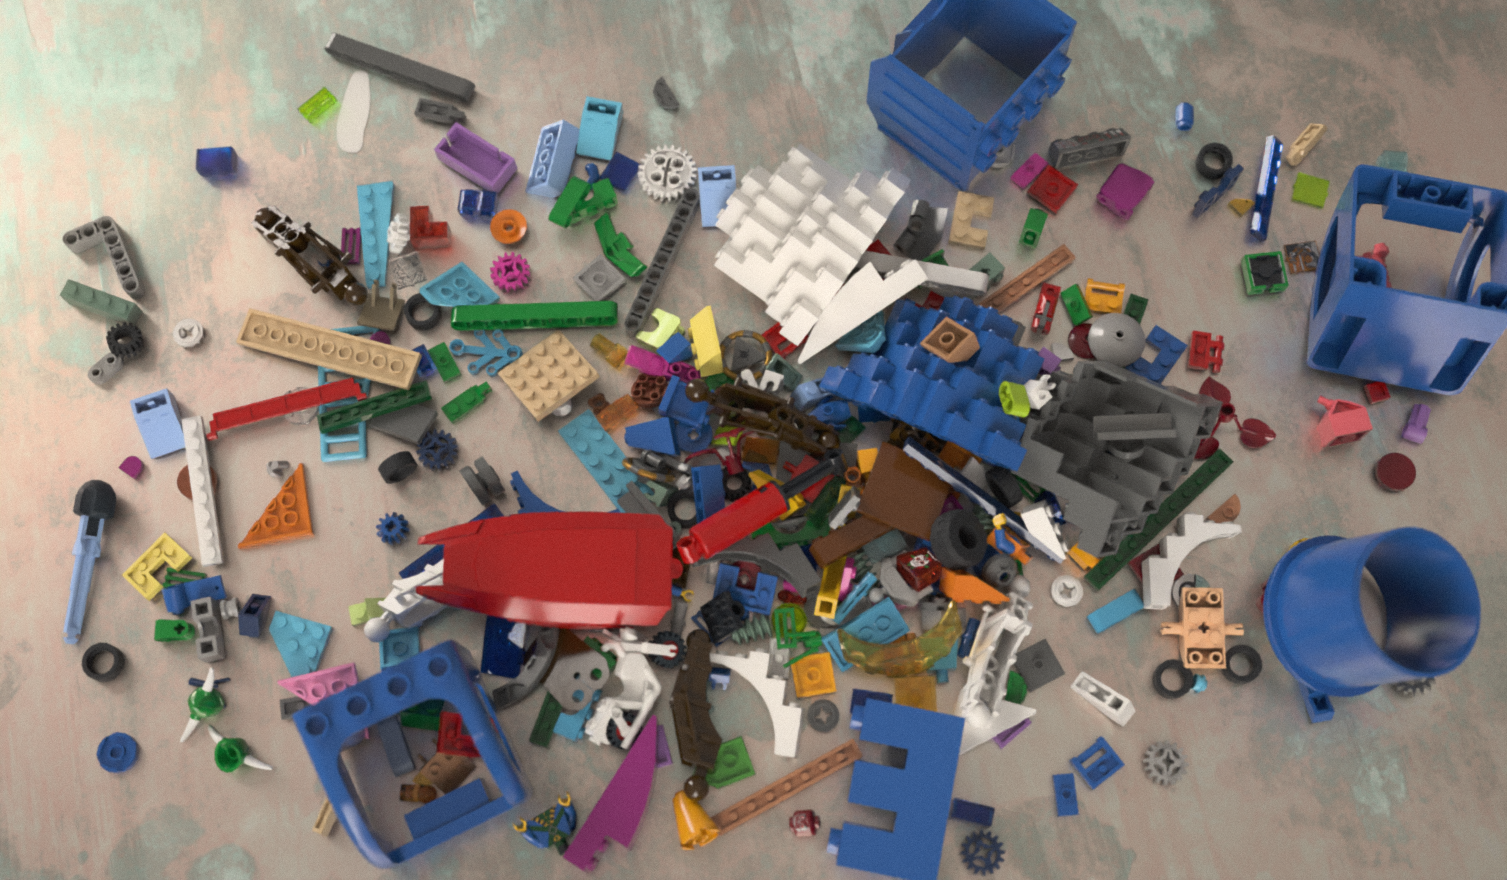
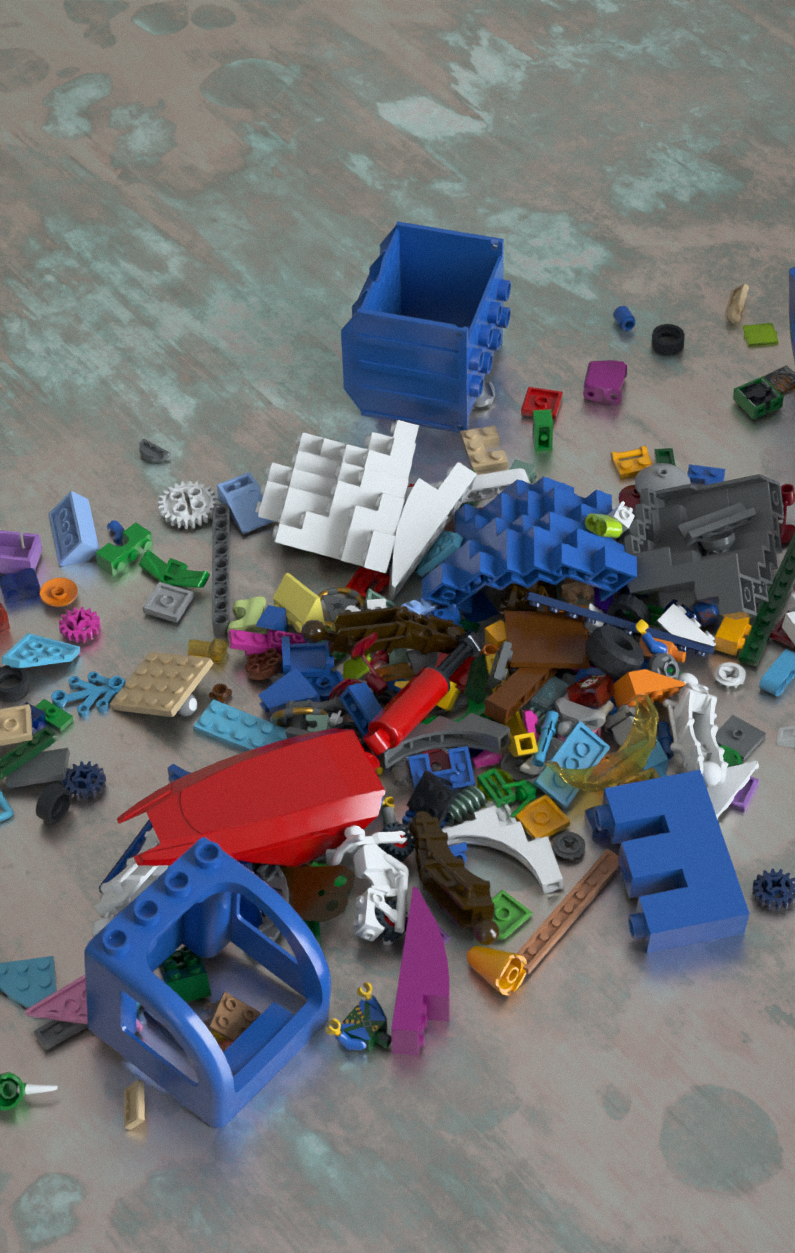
camera: 25 degrees left, 25 degrees down
(365, 611) = (82, 932): yellowish green slope -> none
(388, 523) = (73, 856): blue gear -> none
(451, 740) = (254, 988): red plate -> none
(466, 402) = (91, 737): green hinge -> none
(482, 480) = (141, 779): dark grey wheel -> none
(534, 315) = (121, 647): green beam -> none
(569, 202) = (110, 548): green beam -> none
(572, 726) = (336, 940): dark azure arch -> none
(599, 128) = (105, 492): medium azure slope -> none
(616, 412) = (241, 691): clear orange slope -> none
(620, 171) = (144, 516): clear blue piece -> none
(788, 597) = (478, 769): clear red arm -> none
(790, 524) = (454, 708): dark grey dish -> none
(804, 823) = (601, 930): dark red head -> none
(921, 243) = (441, 461): dark grey panel -> none
(951, 341) = (525, 501): medium nougat slope -> none
(971, 813) = (750, 862): clear blue brick -> none
(1029, 171) = (513, 398): dark pink plate -> none
(1029, 279) = (569, 459): nougat plate -> none
(1045, 308) = (586, 481): red plate -> none
(1076, 304) = (612, 473): green plate -> none
(1089, 148) = (557, 364): dark grey slope -> none
(1200, 350) = (737, 465): red plate -> none
(1208, 198) = (683, 355): dark blue plate -> none
(1241, 206) = (709, 363): clear yellow tile -> none
(1266, 188) = (723, 342): clear blue plate -> none

